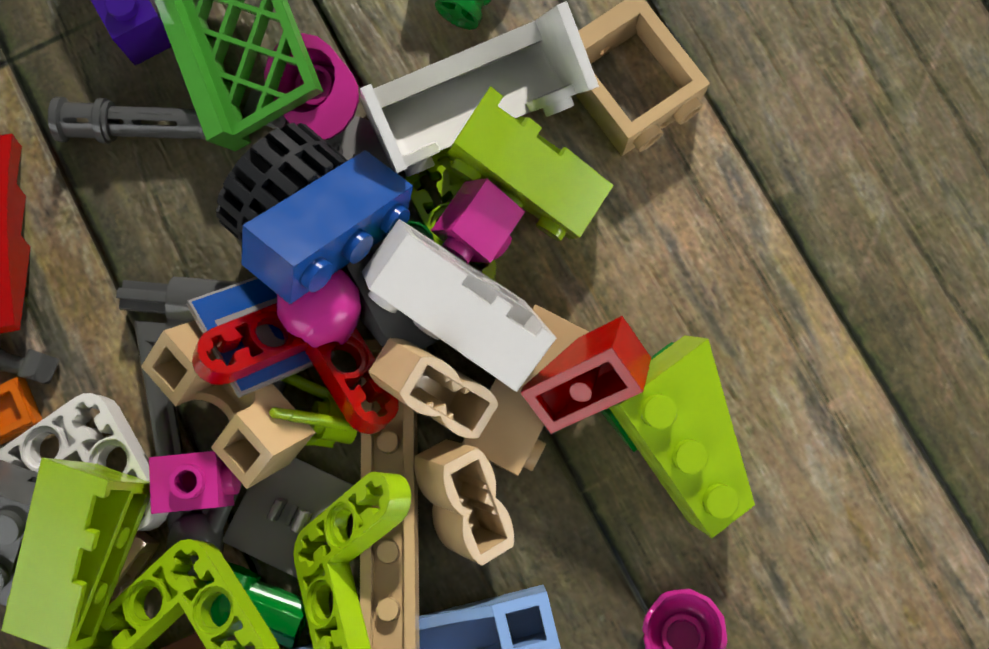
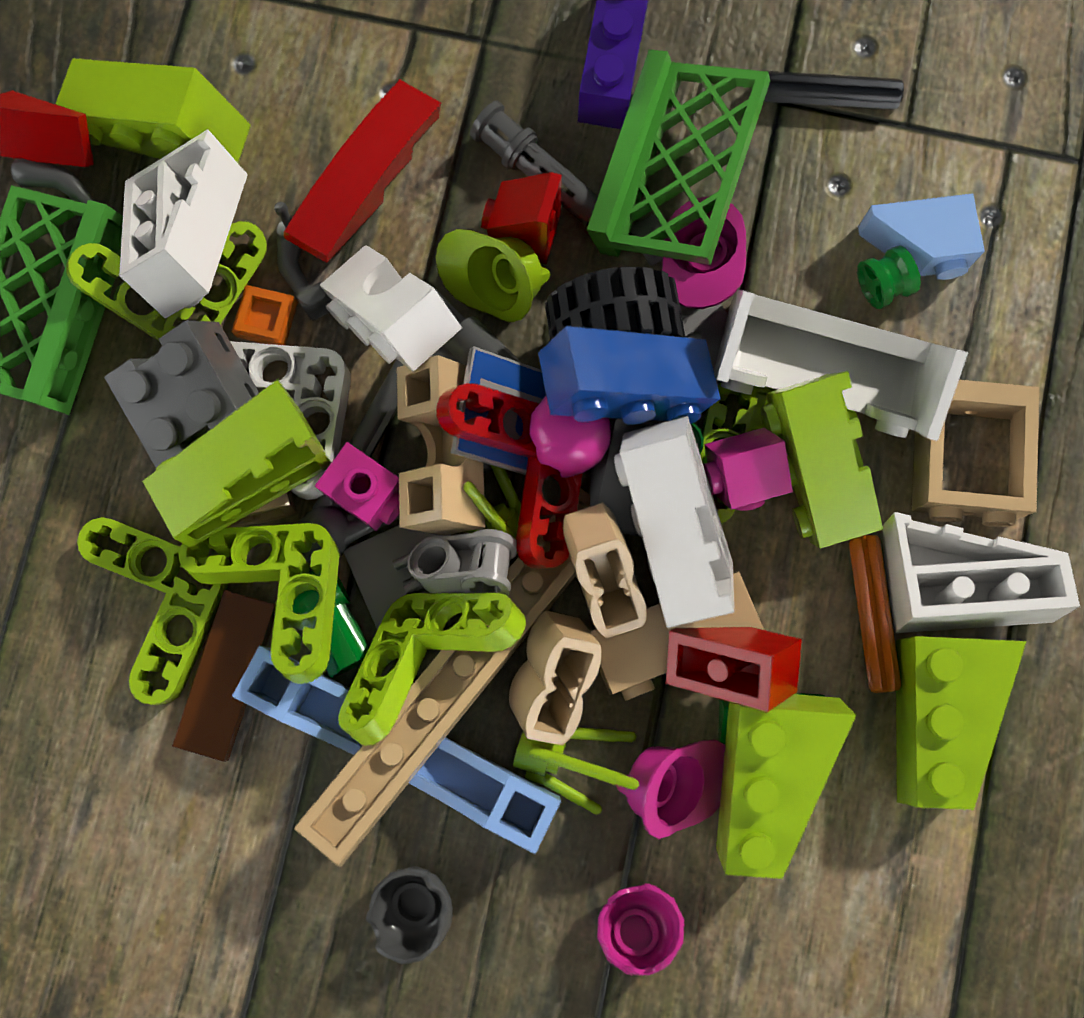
camera: 40 degrees right, 0 degrees up
(97, 327) = (393, 314): none -> white arch
(150, 168) = (526, 211): none -> red slope
(158, 233) = (490, 272): none -> lime piece
(321, 472) = (464, 563): none -> light grey piece
(506, 568) = (544, 757): none -> lime plant
(620, 503) = (676, 786): none -> dark pink piece
(658, 253) = (874, 614): none -> orange axle
(702, 174) = (969, 581): none -> white wedge
(772, 282) = (949, 716): none -> lime wedge

